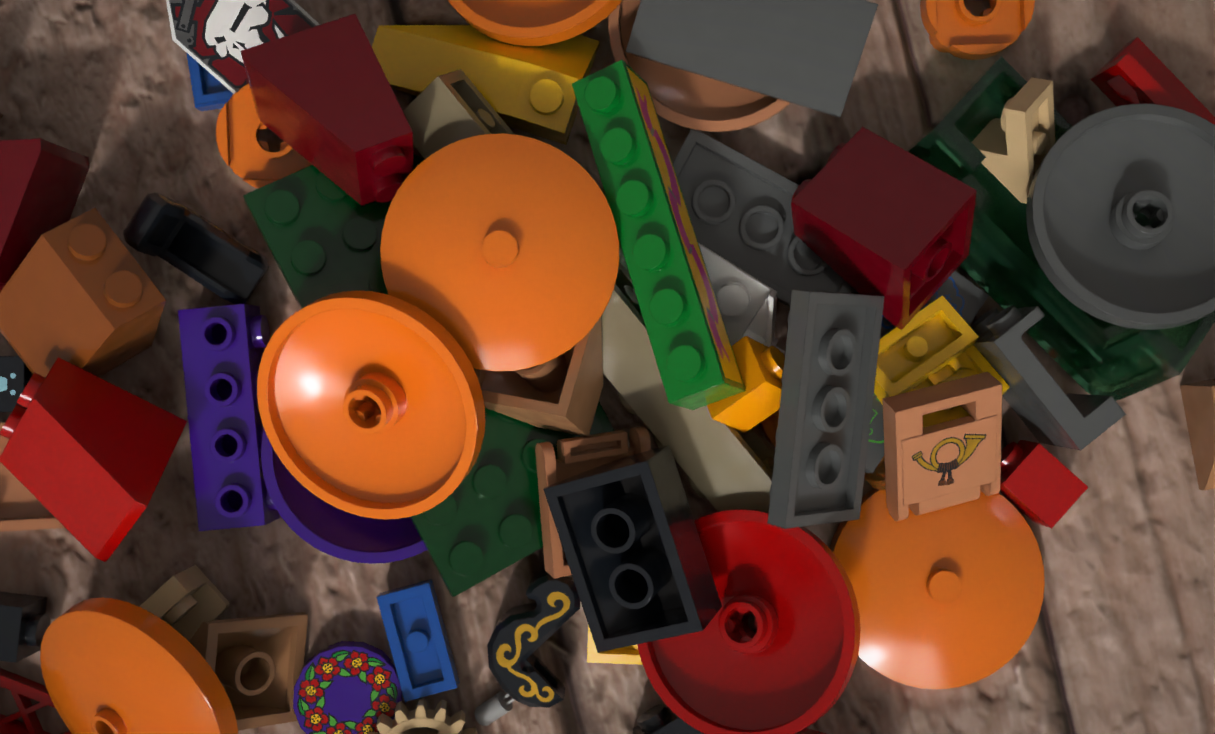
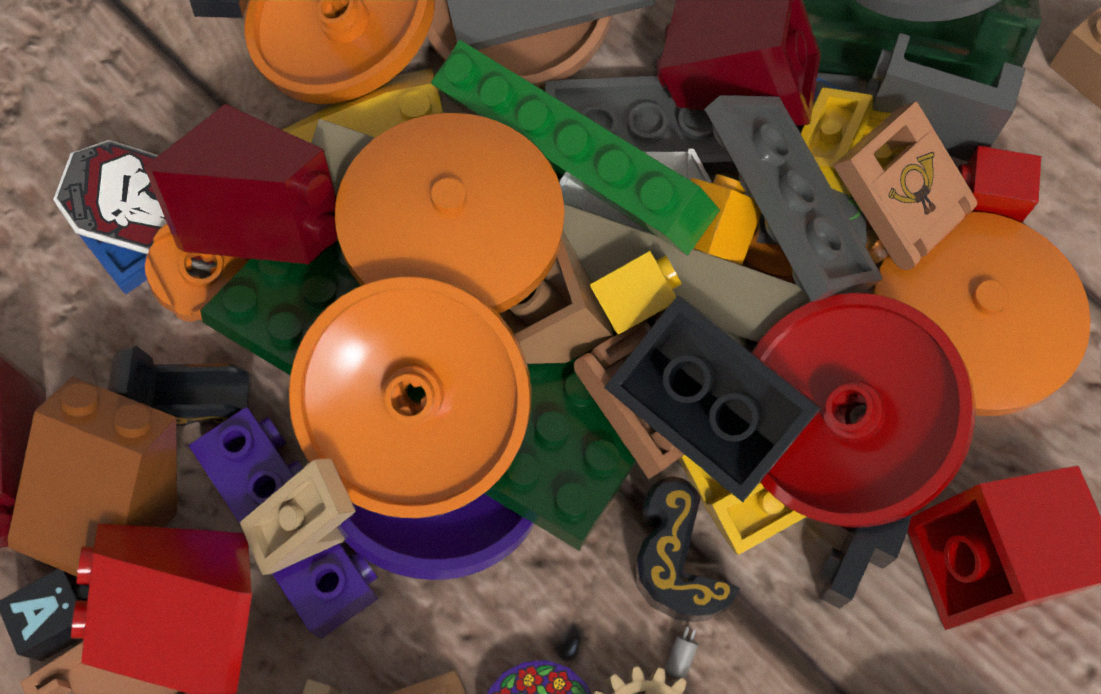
camera: 35 degrees left, 20 degrees down
(226, 448) = (299, 518): none -> tan slope
(418, 640) = (573, 625): blue plate -> none
(628, 412) = (636, 290): none -> yellow brick

